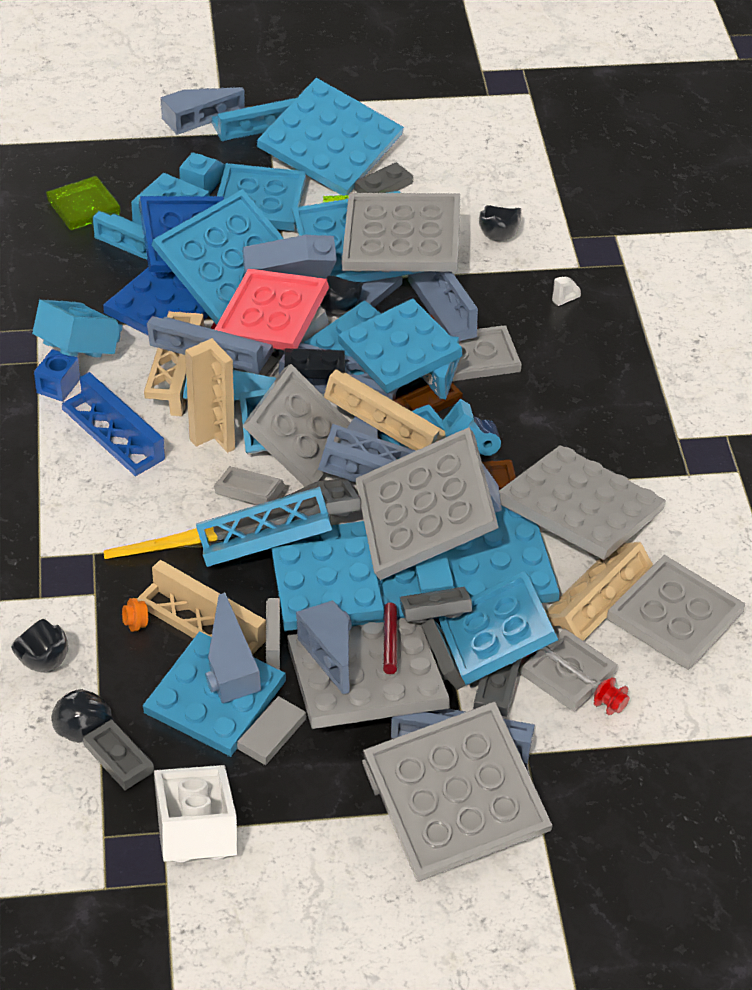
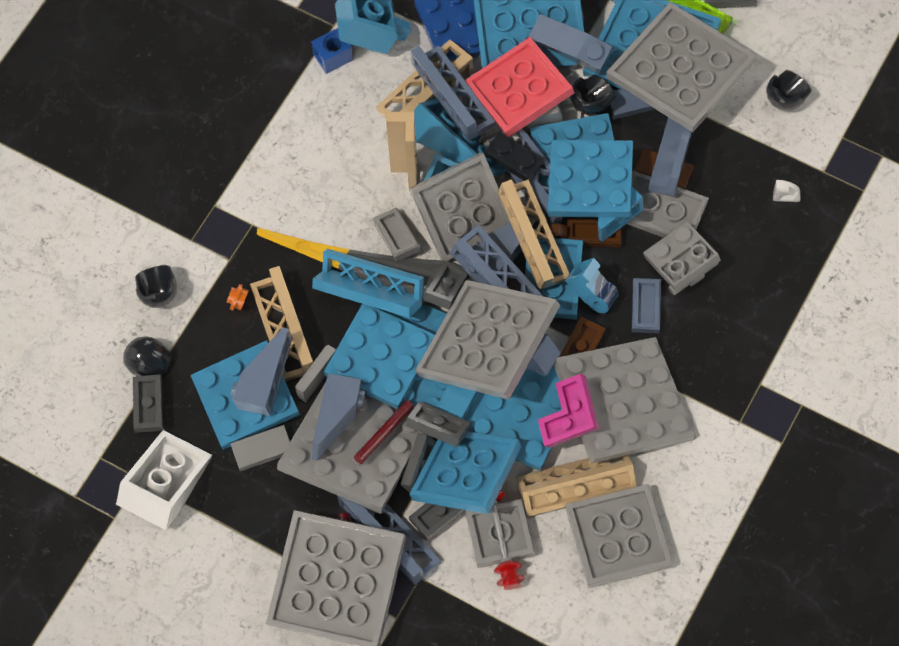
camera: 40 degrees right, 20 degrees up
(122, 423) = (348, 116): blue fence -> none
(527, 429) = (646, 305): none -> sand blue tile
(529, 373) = (682, 258): none -> light grey plate
(562, 521) = (576, 414): none -> dark pink plate

